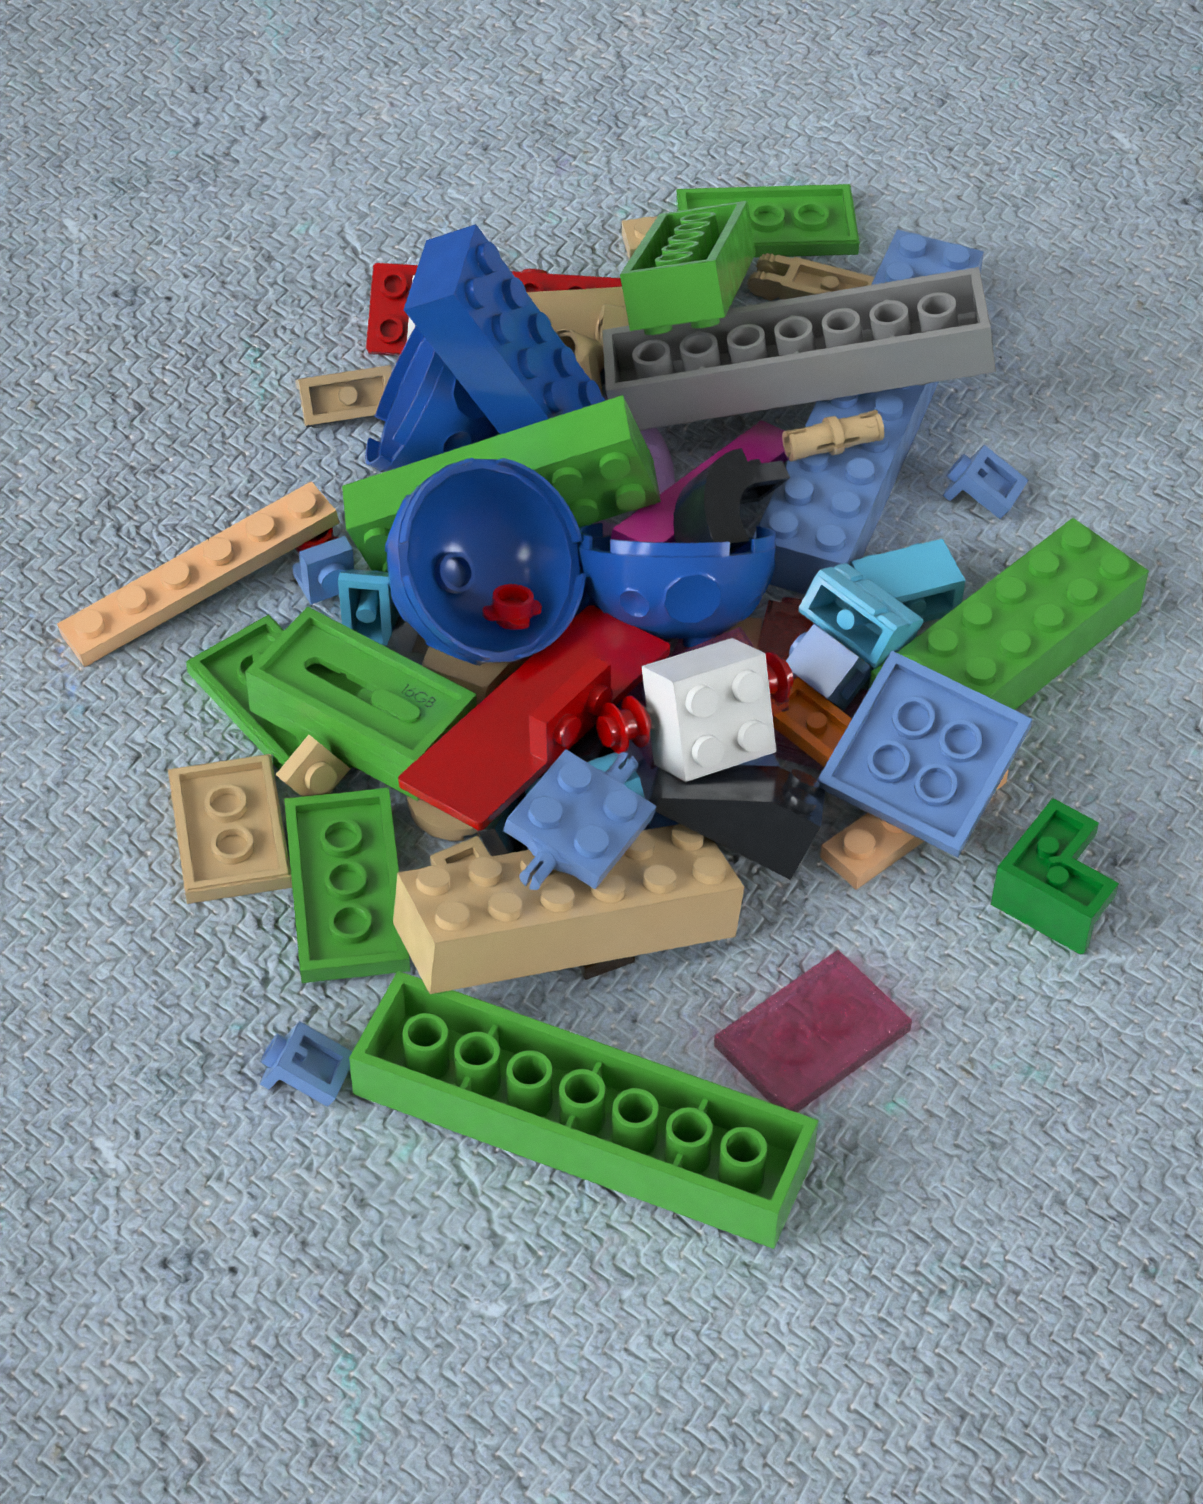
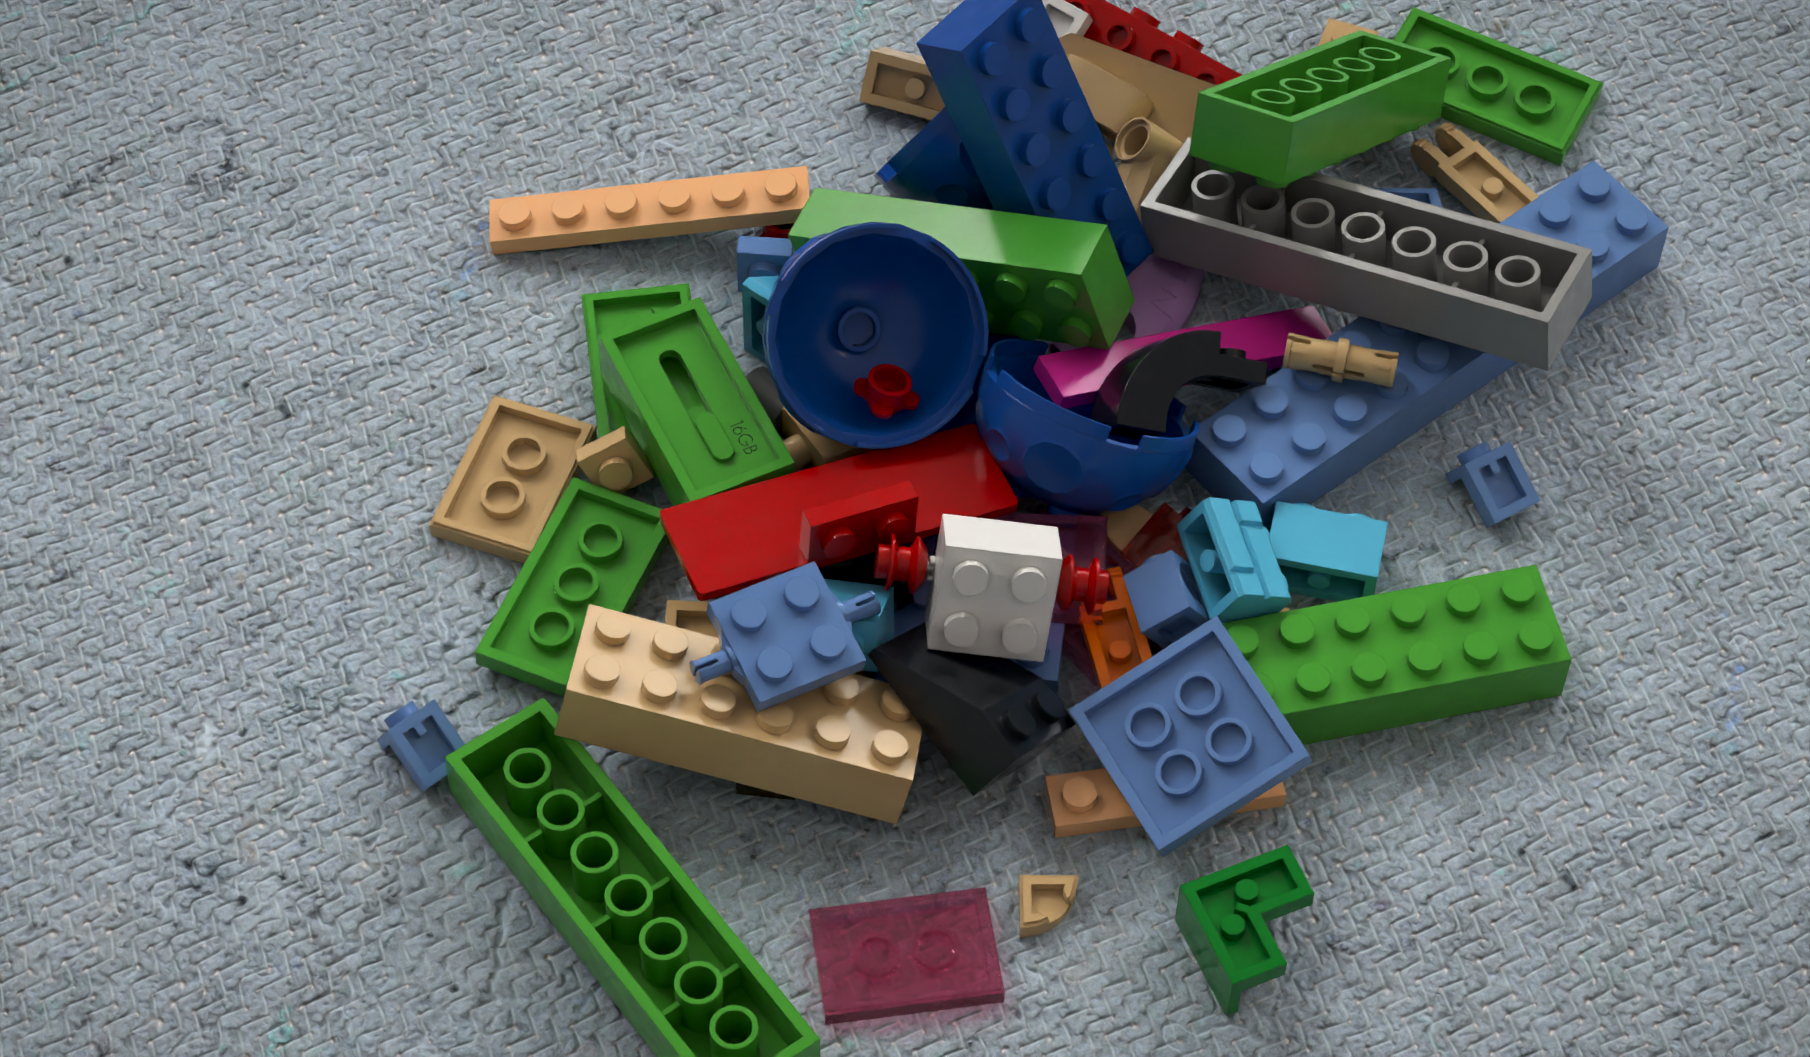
camera: 30 degrees right, 5 degrees up
(886, 939) = (1044, 902): none -> tan tile

